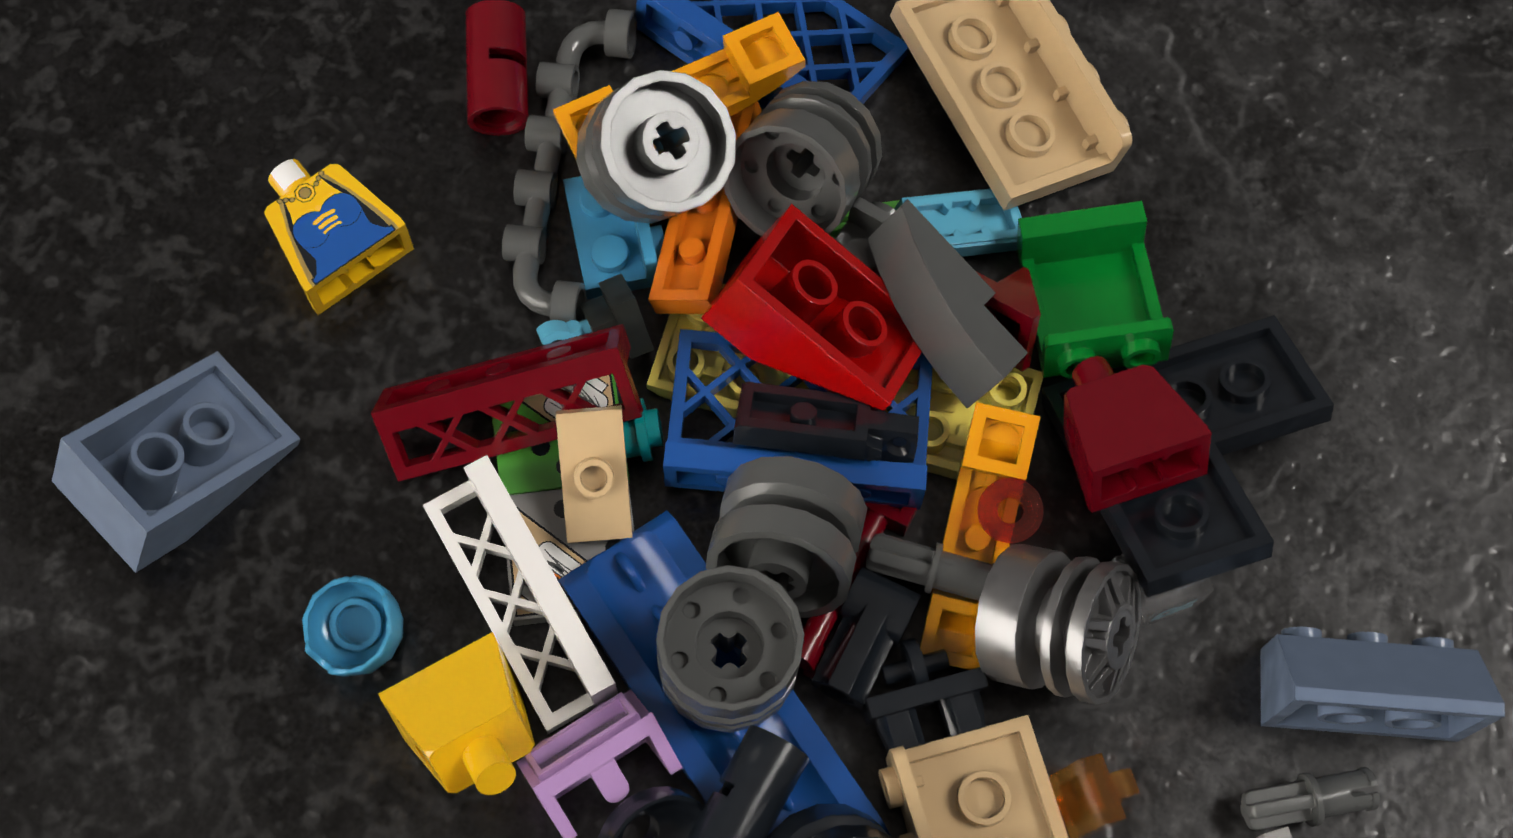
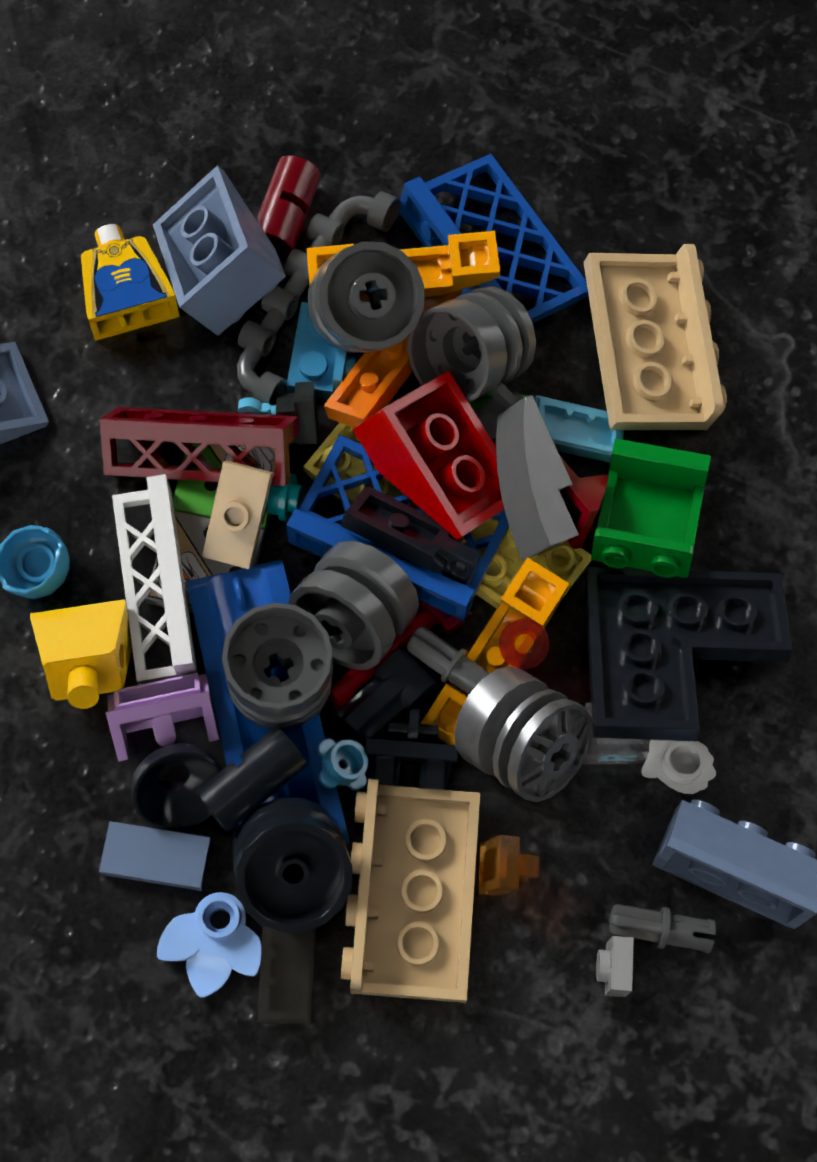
camera: 20 degrees right, 0 degrees up
(435, 152) = (216, 253): none -> sand blue slope
(861, 733) = (352, 756): none -> dark azure plate
(1130, 433) = (629, 618): dark red torso -> none
(1251, 594) = (680, 765): none -> white animal

